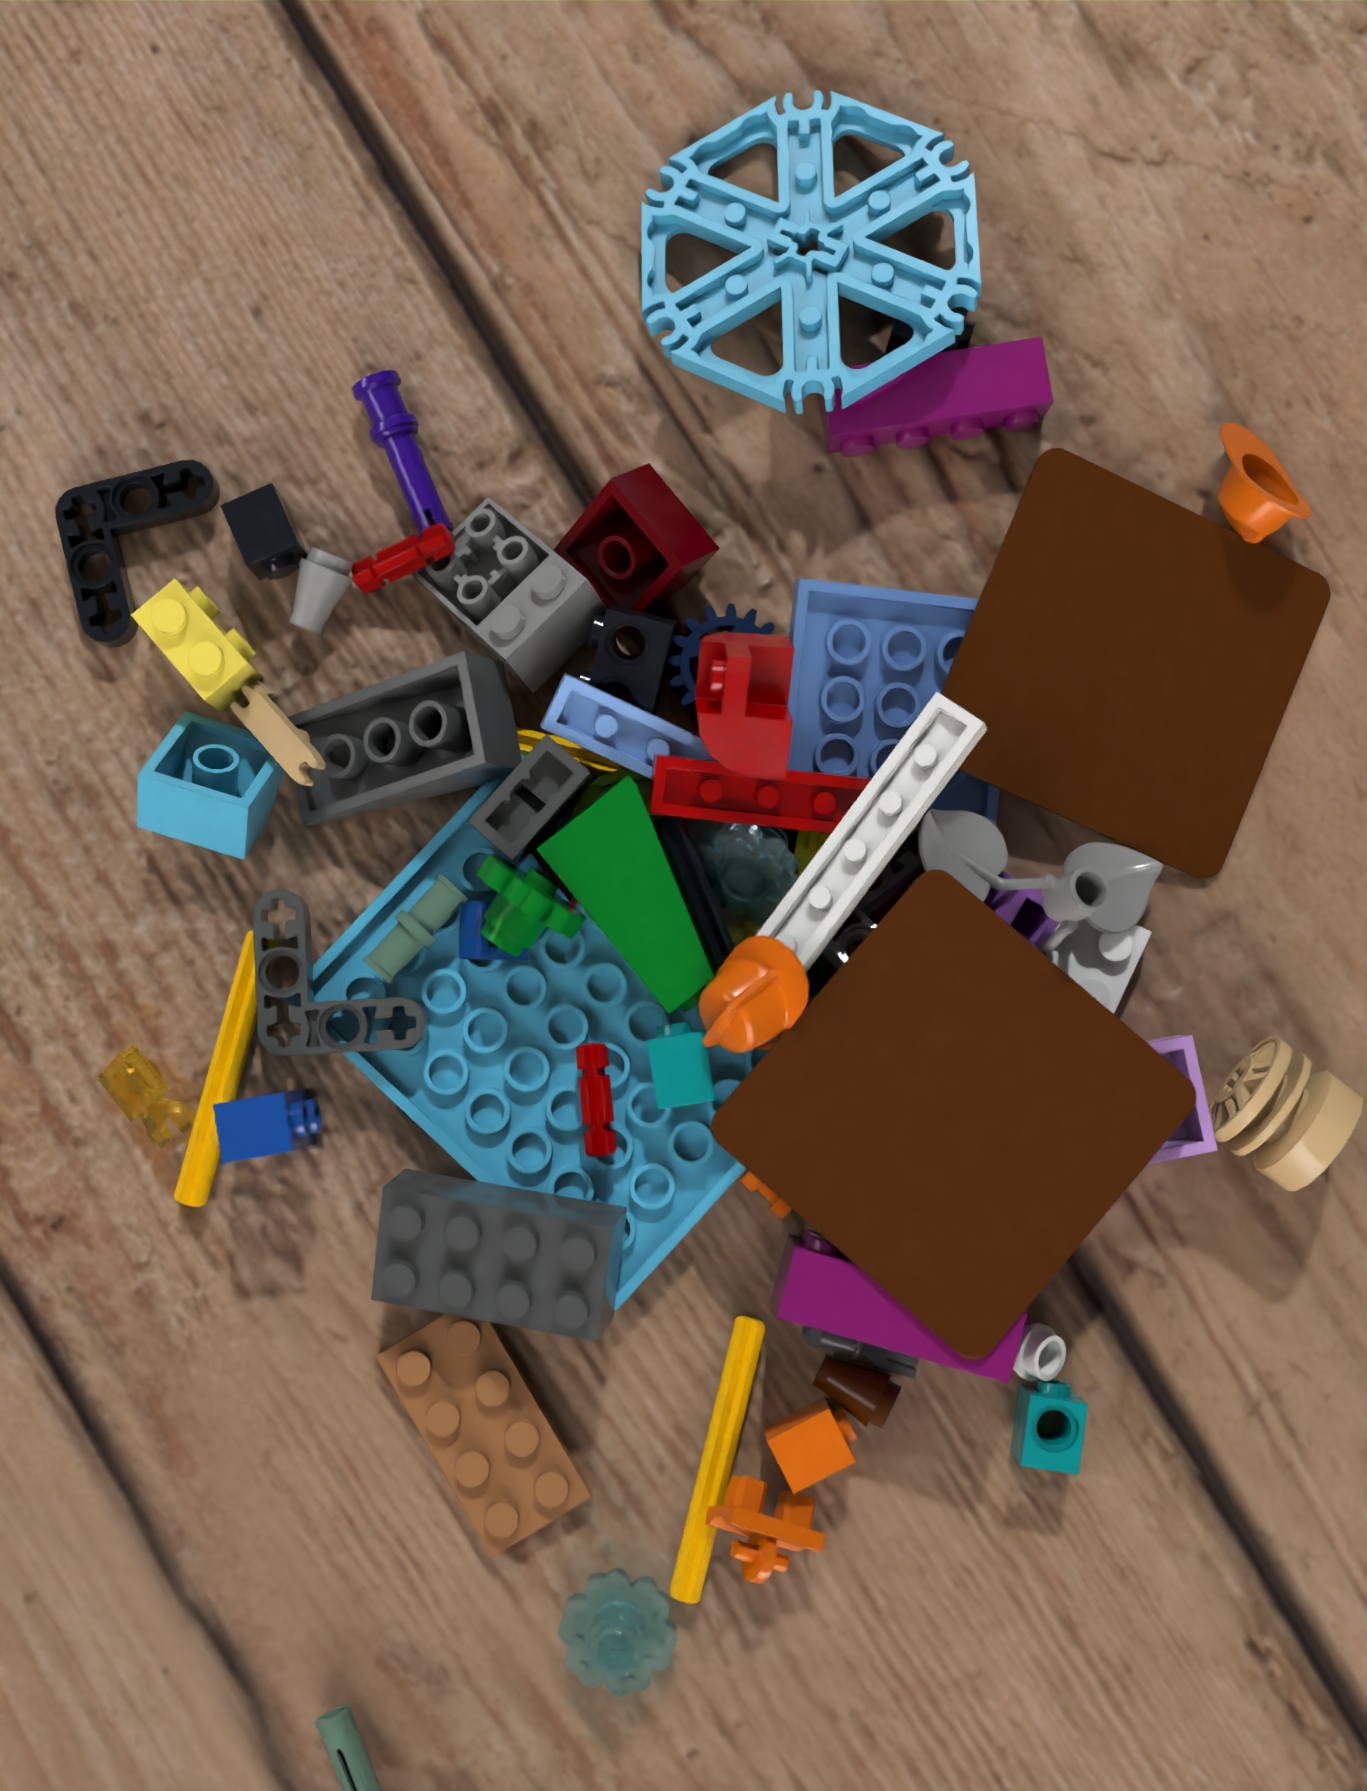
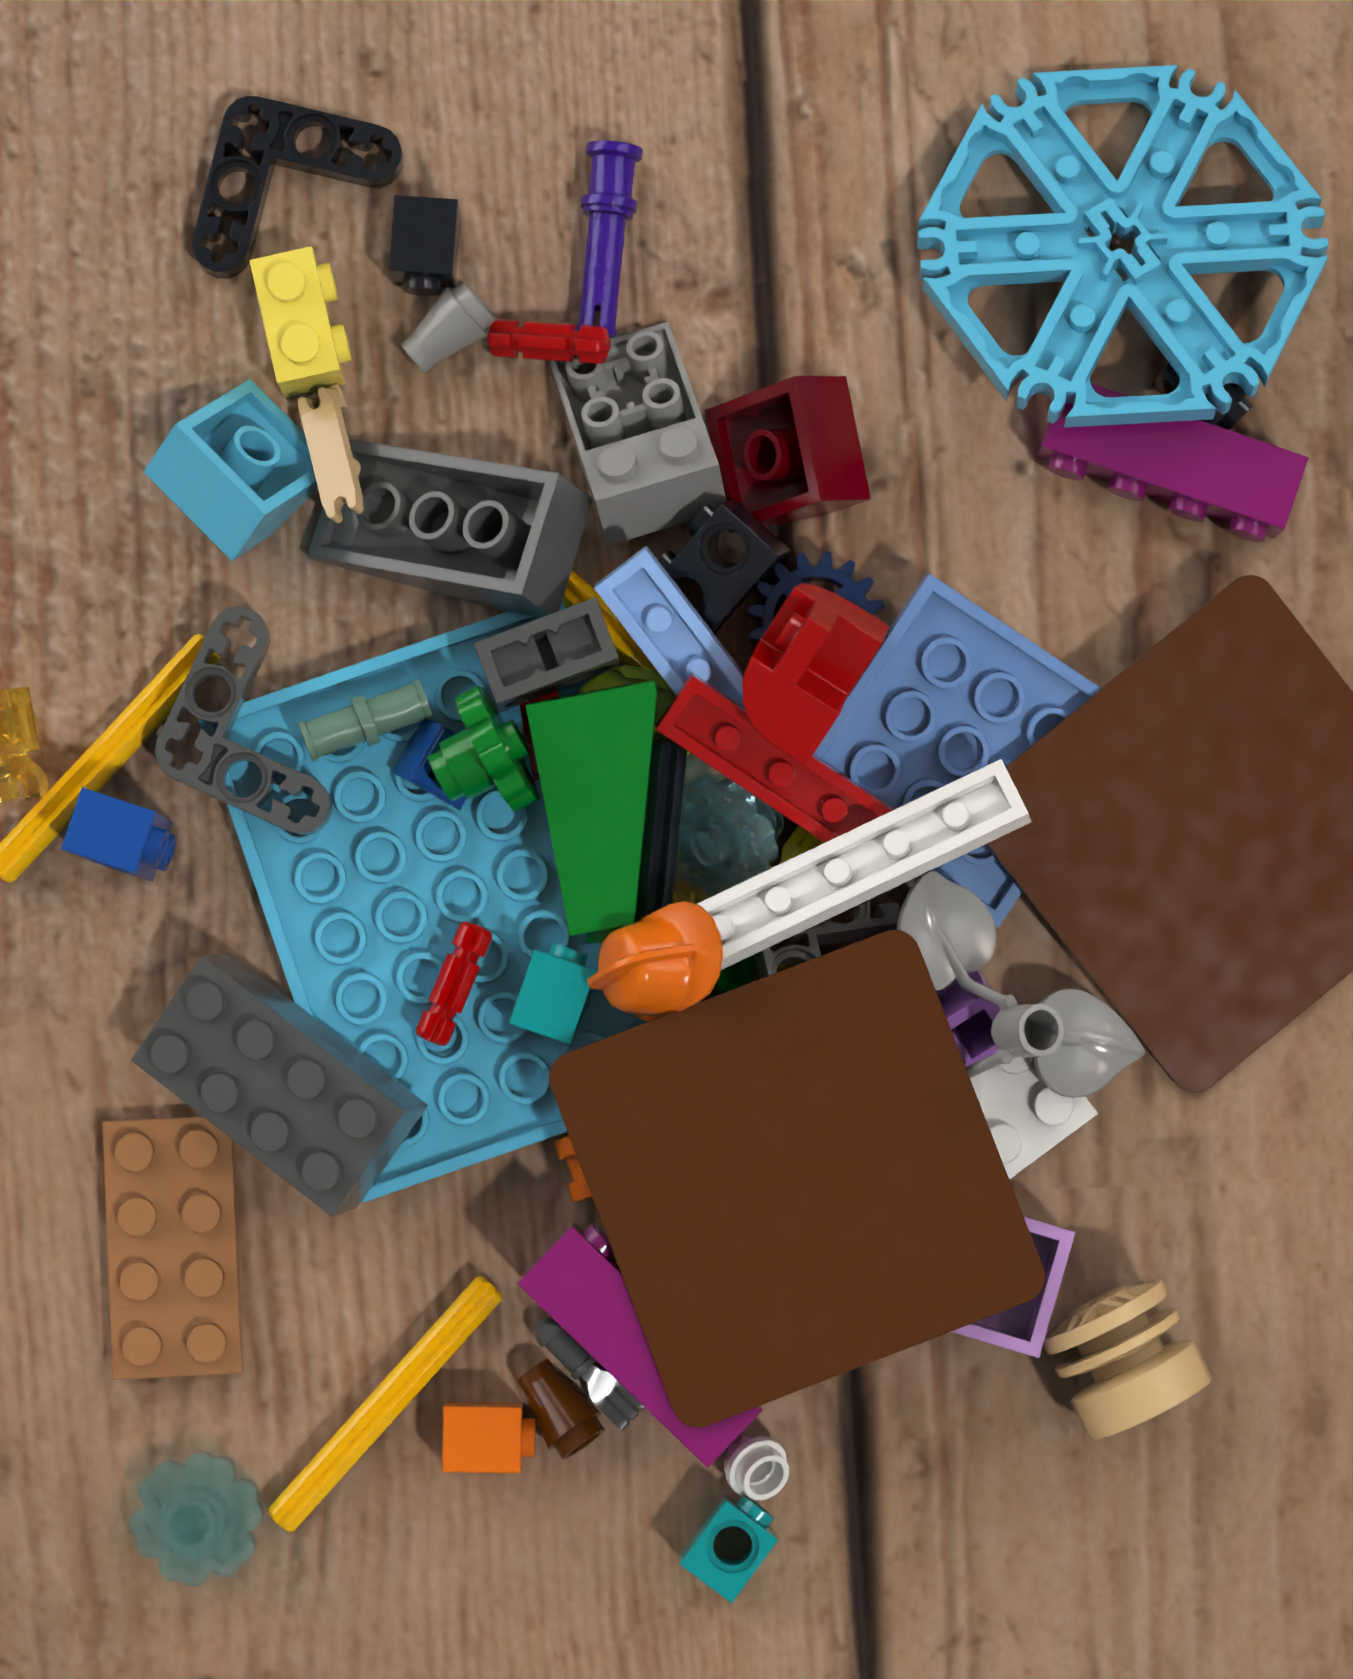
camera: 25 degrees right, 0 degrees up
(788, 1529) = (415, 1507): orange hips -> none

